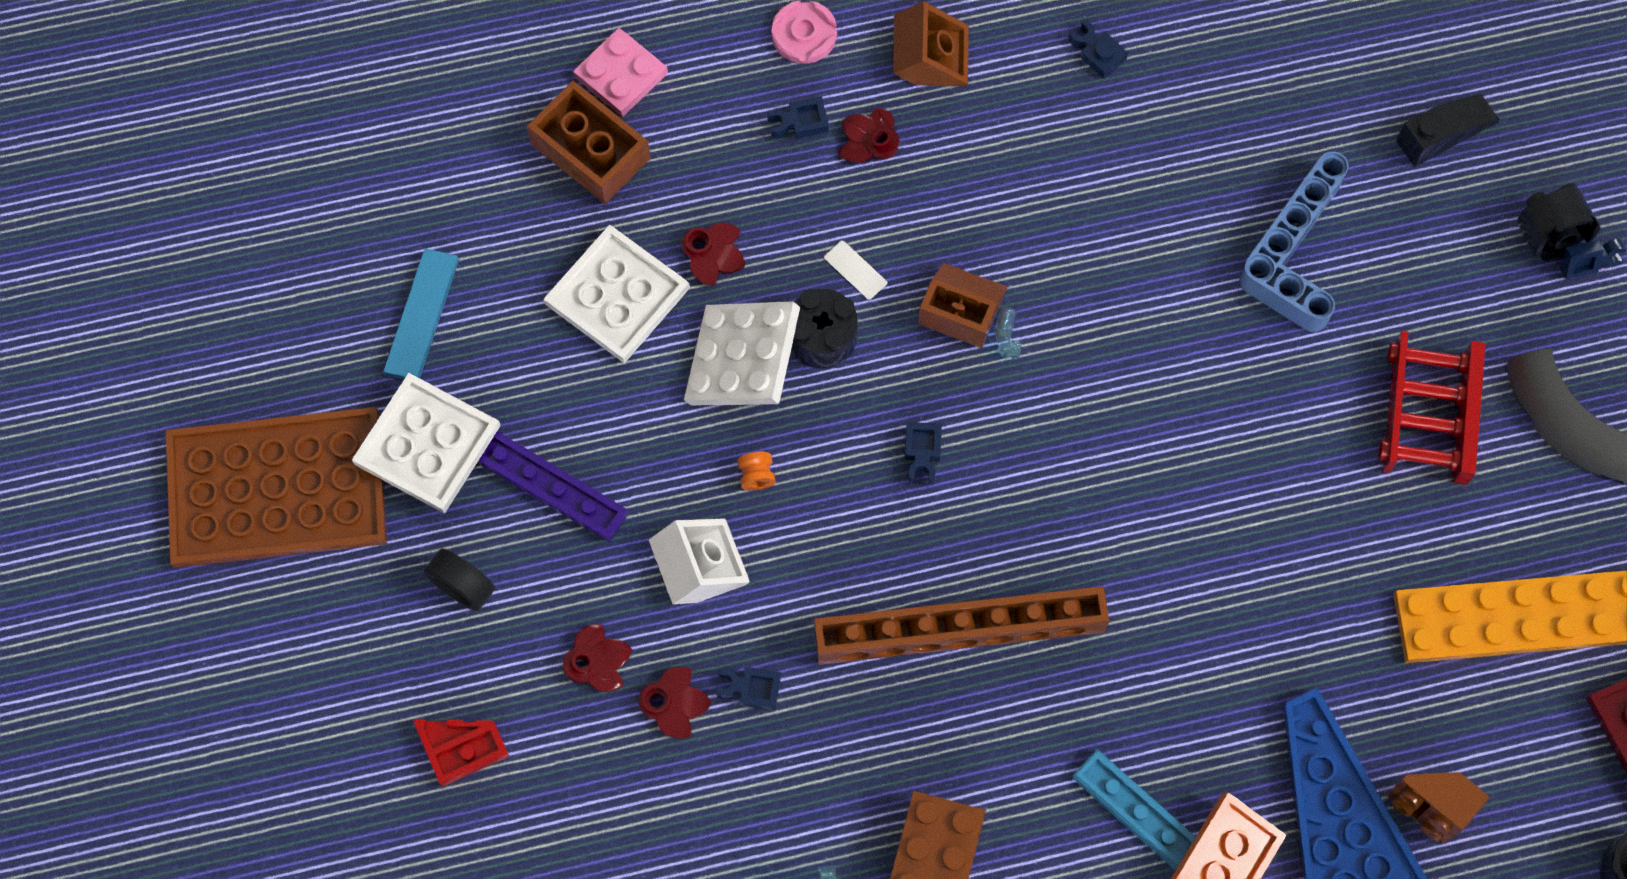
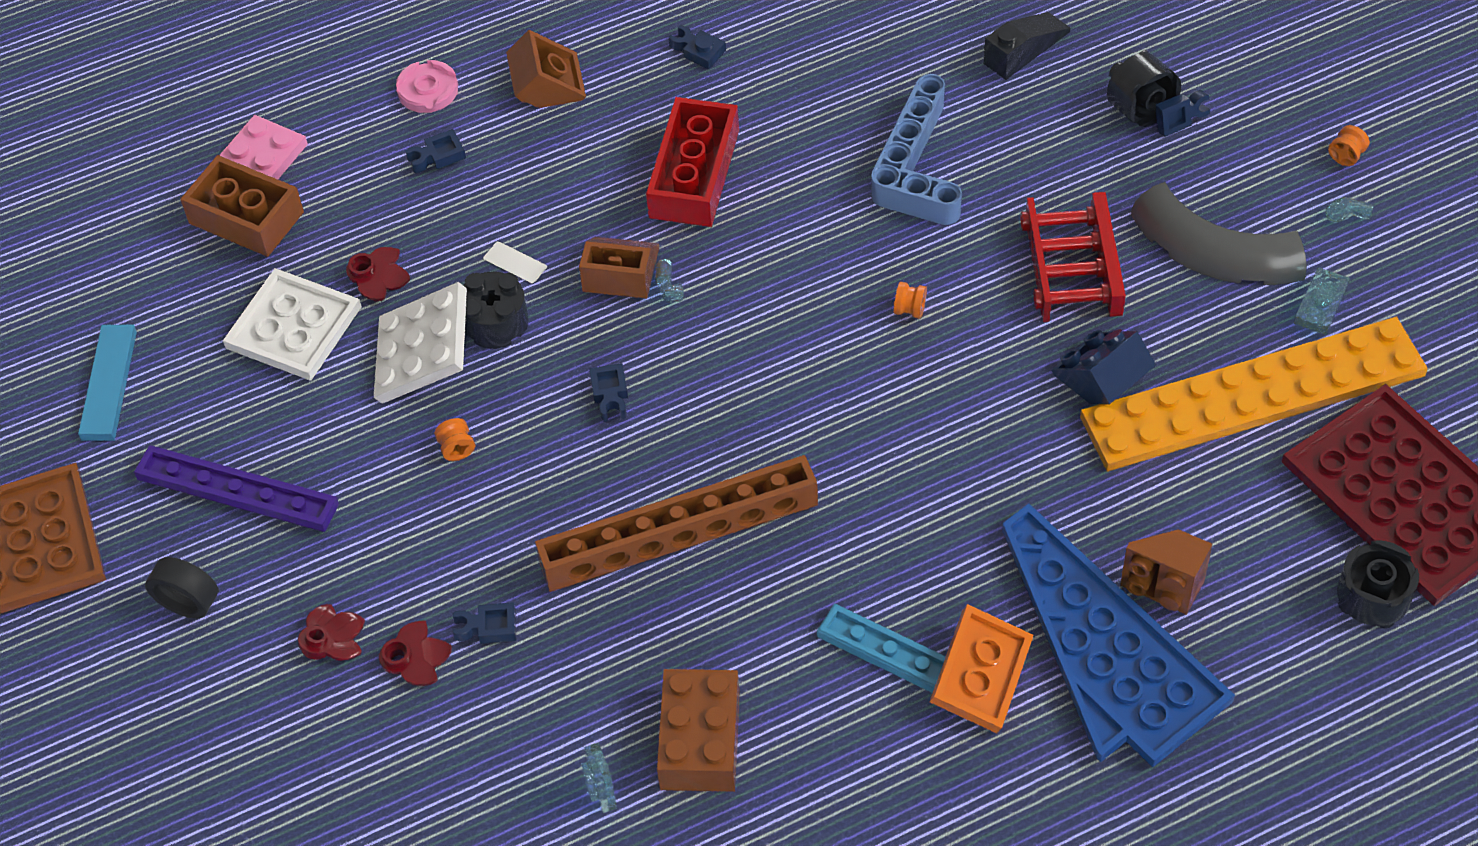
camera: 10 degrees left, 15 degrees down
(426, 443) = (129, 478): white plate -> none
(460, 746) = (209, 738): red wing -> none
(698, 560) = (412, 525): white slope -> none
(865, 135) = (505, 153): dark red plate -> none
(1063, 199) = (693, 162): none -> red brick
(1251, 419) = (910, 300): none -> orange wheel
(1433, 546) = (1105, 365): none -> dark blue slope

